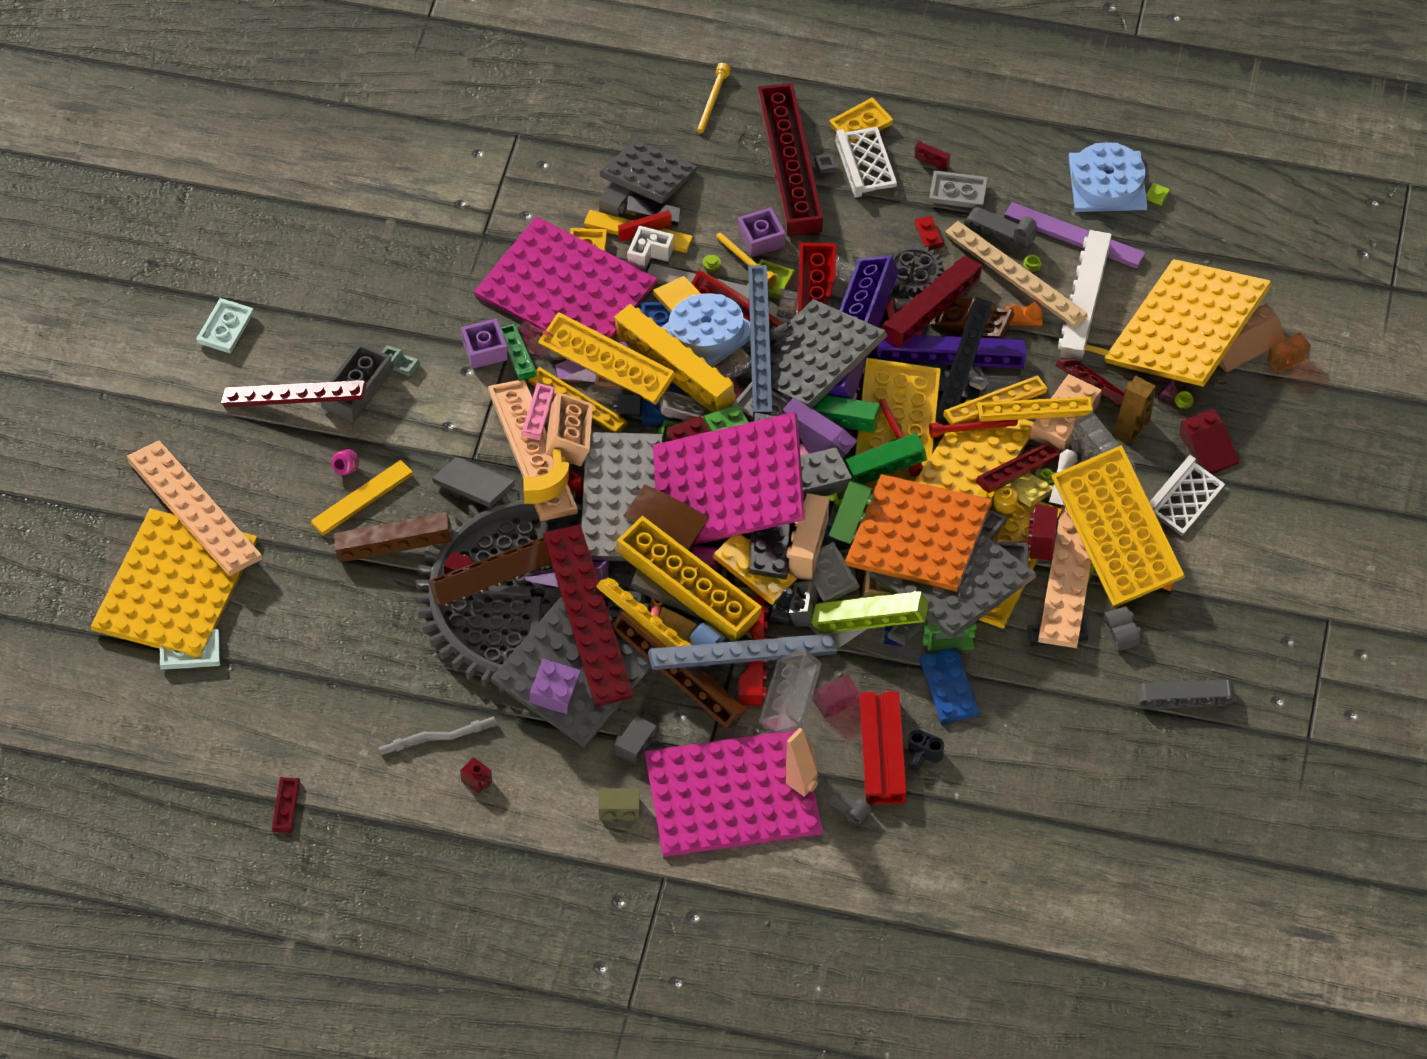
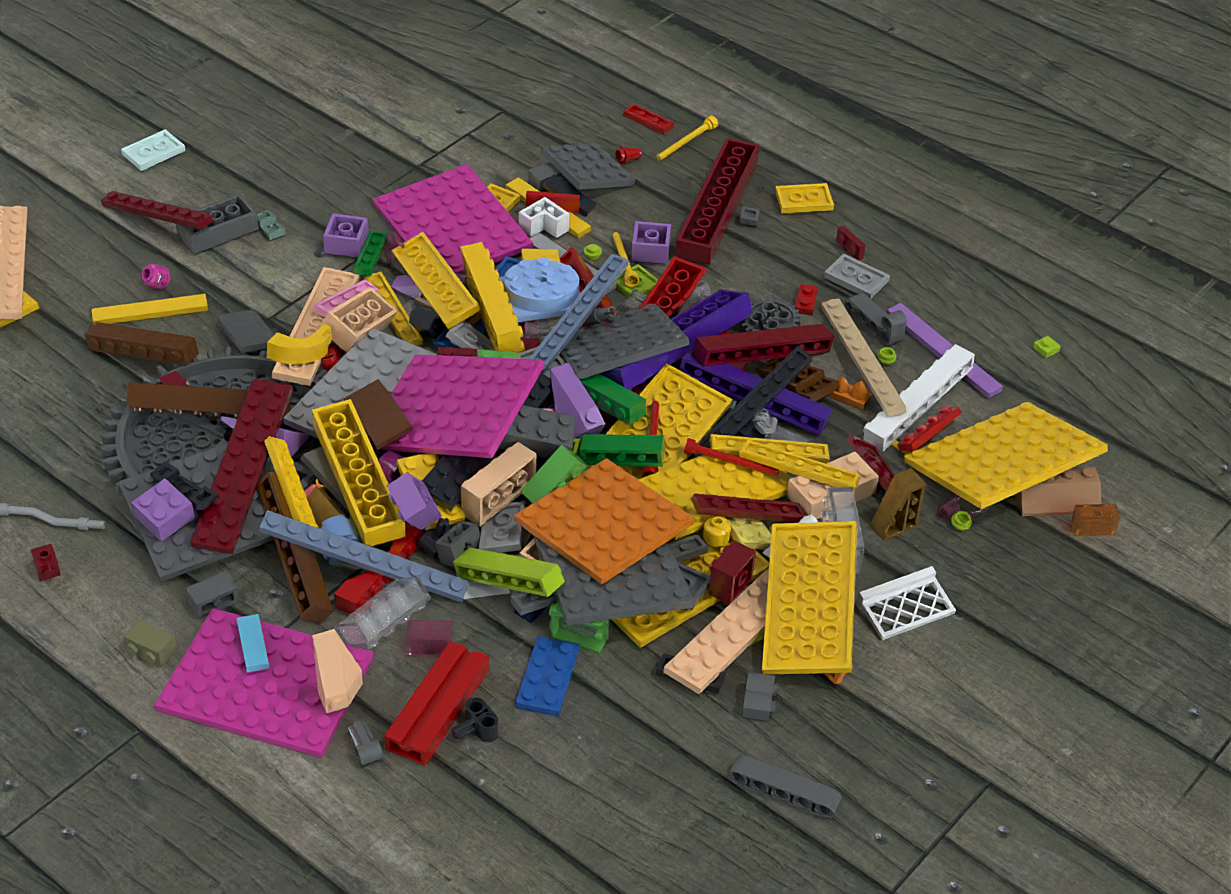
camera: 25 degrees right, 10 degrees down
(534, 653) = (196, 495): none -> black slope
(660, 89) = (648, 119): none -> red tile
(669, 141) = (627, 154): none -> red cone
(704, 766) = (252, 643): none -> medium azure tile
(760, 586) = (413, 501): none -> medium lavender brick
(852, 167) = (773, 222): white fence -> none
(1107, 178) = (1005, 316): light blue piece -> none
(1110, 322) = (929, 428): none -> red plate
(1208, 441) = (962, 565): dark red slope -> none

